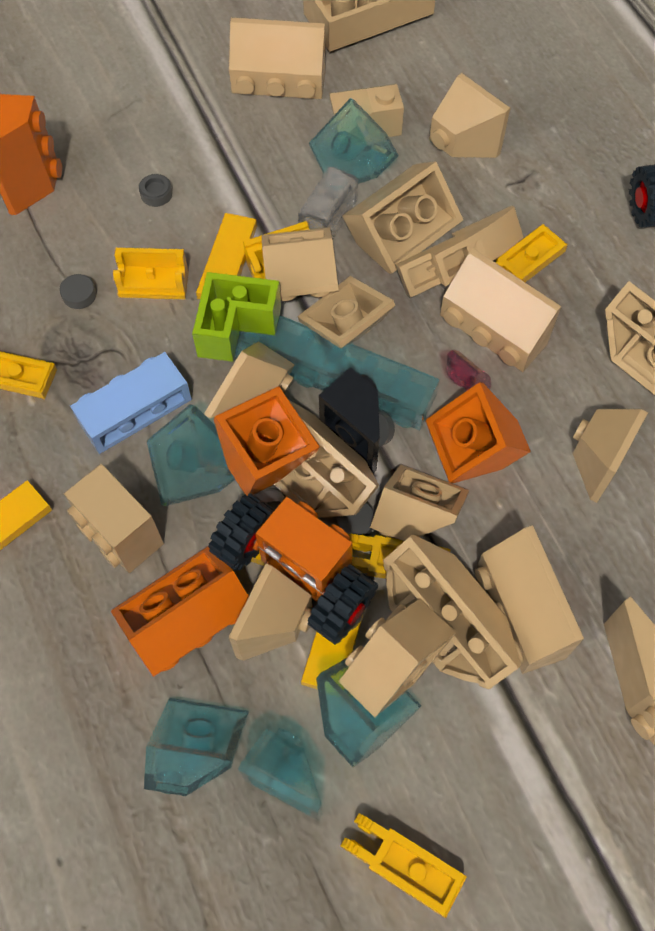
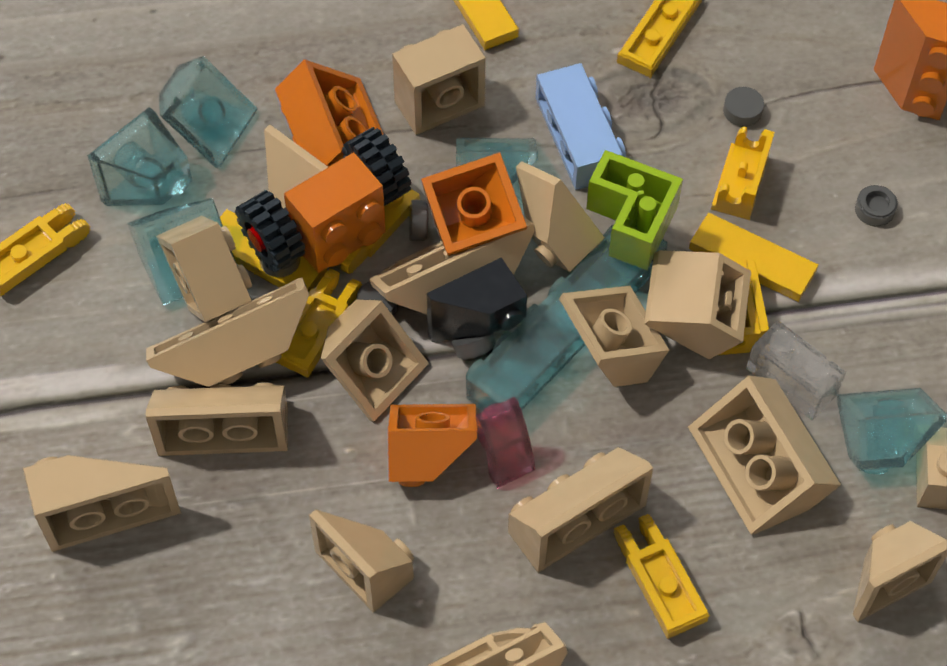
camera: 105 degrees right, 5 degrees down
(441, 262) = (683, 506): tan slope -> none

